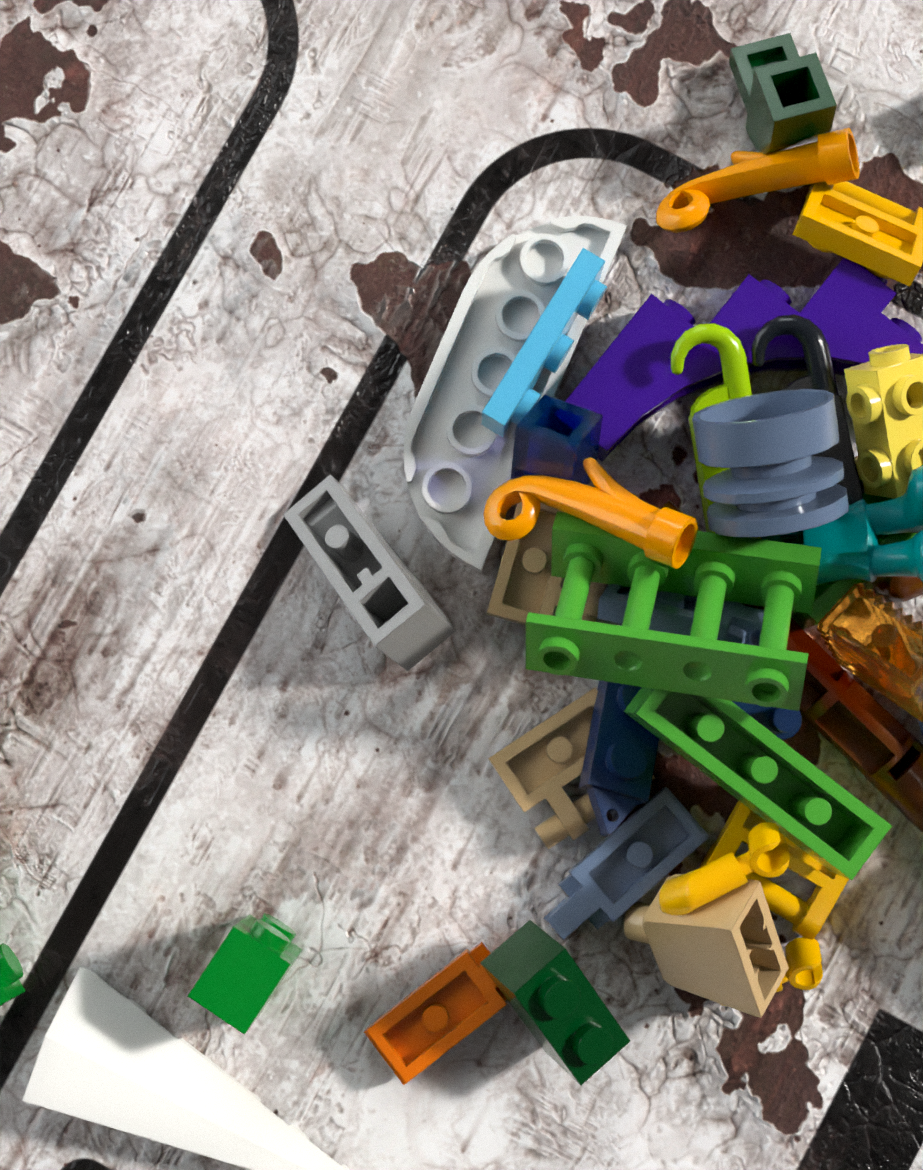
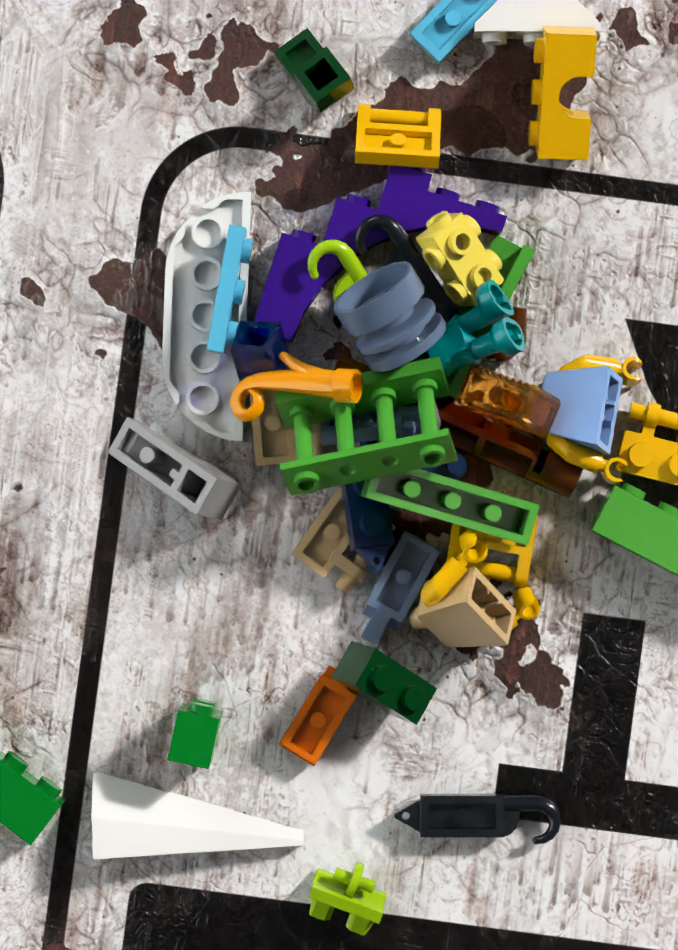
camera: 20 degrees left, 5 degrees up
(828, 160) = (359, 106): light orange plant -> none

